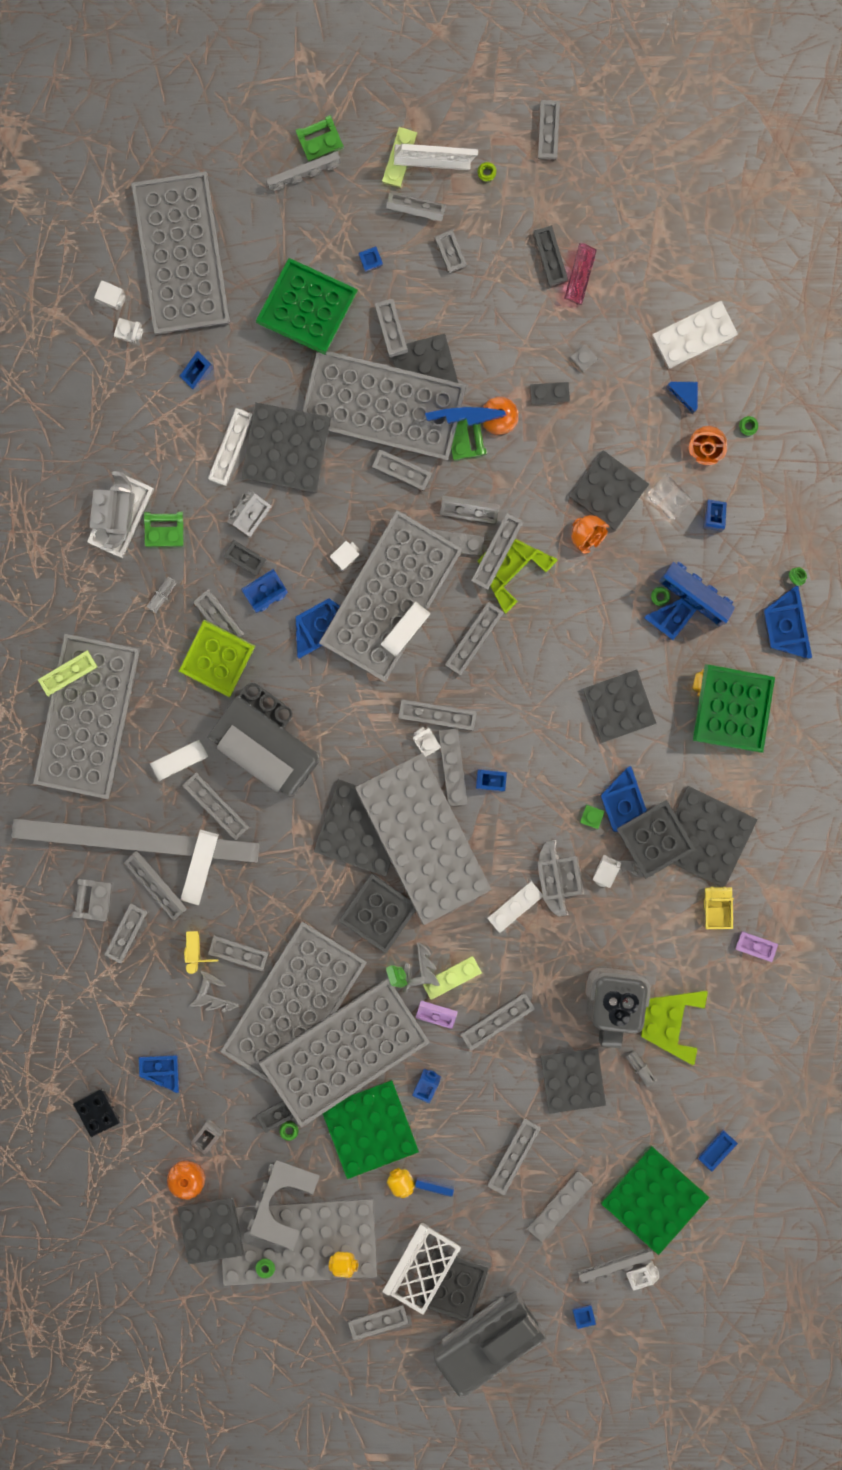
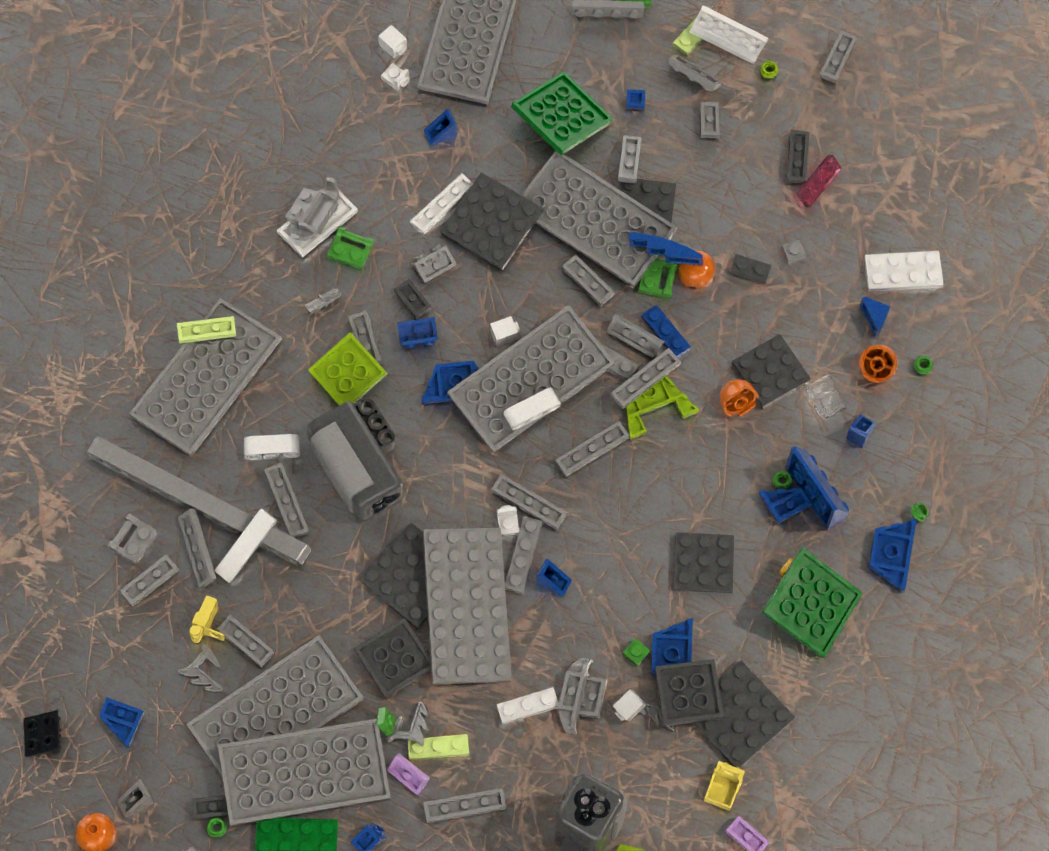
camera: 20 degrees right, 20 degrees down
(495, 491) = (665, 331): none -> blue plate

